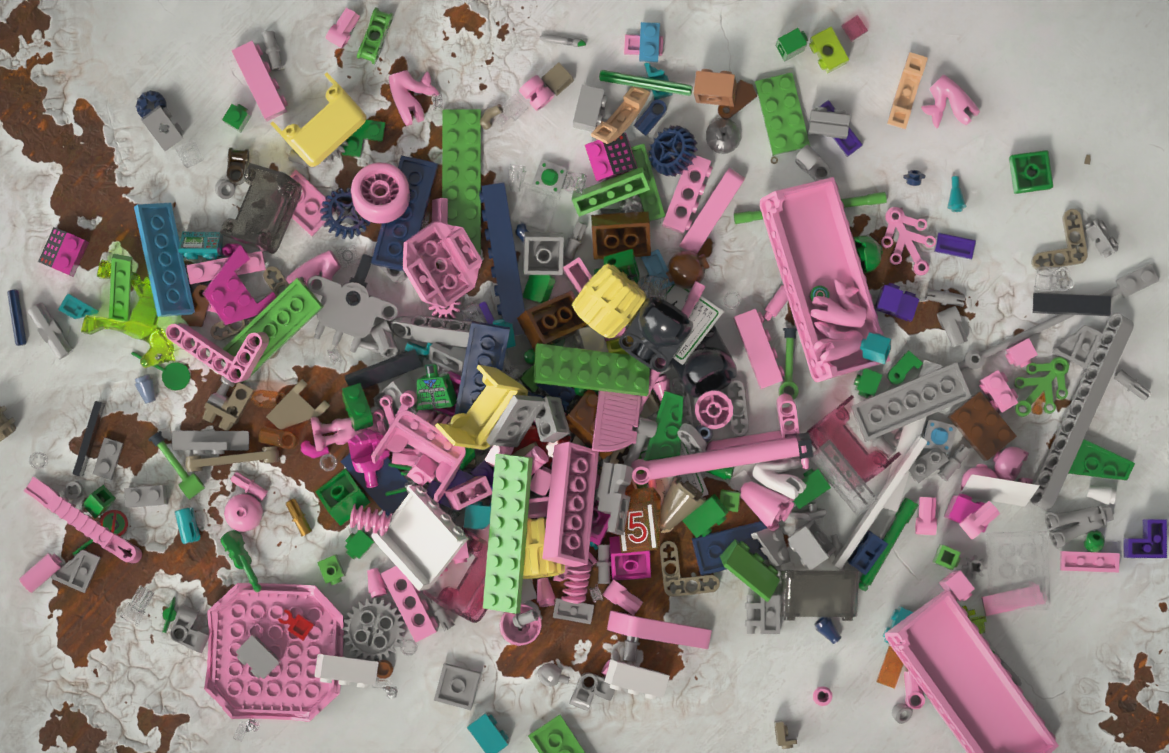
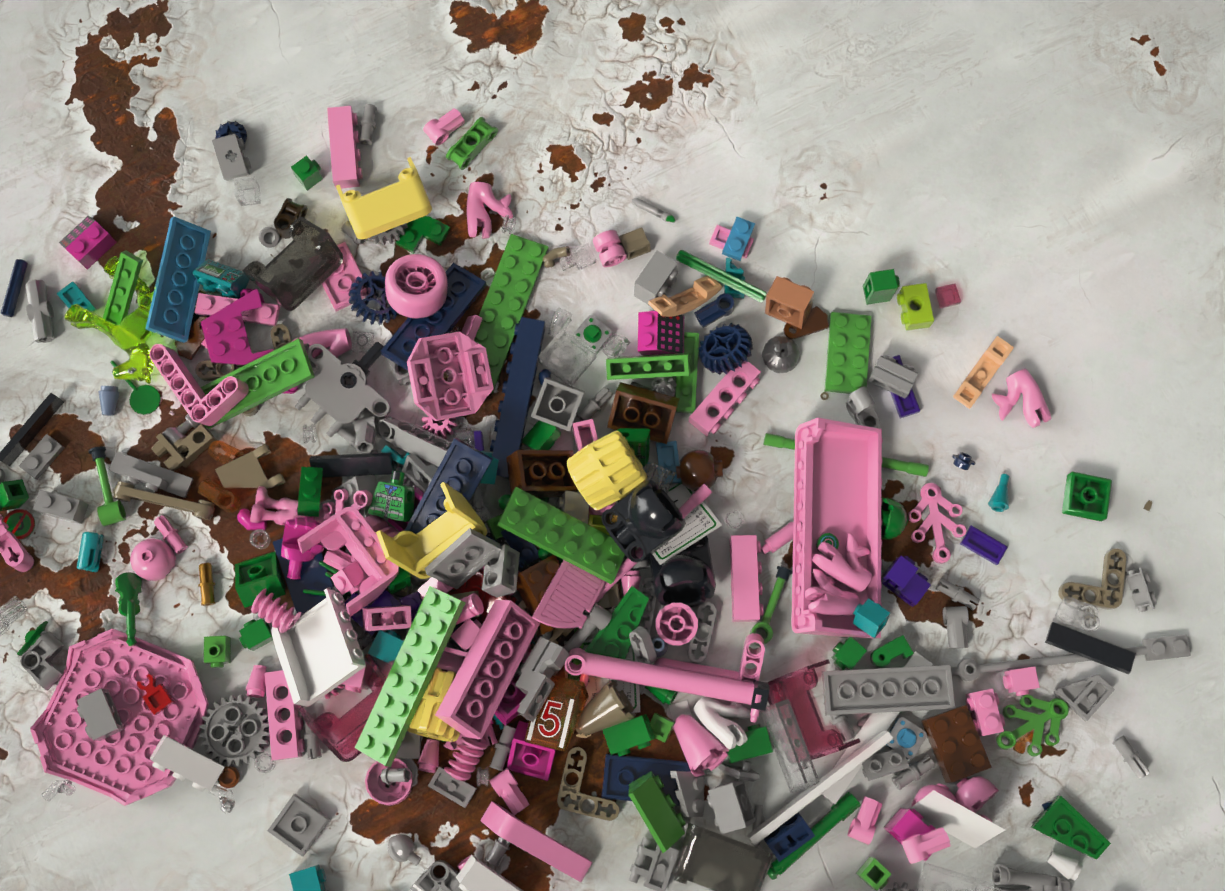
camera: 15 degrees right, 10 degrees down
(712, 211) = (745, 423): bright pink beam -> none
(1082, 410) = (1068, 765): light grey beam -> none

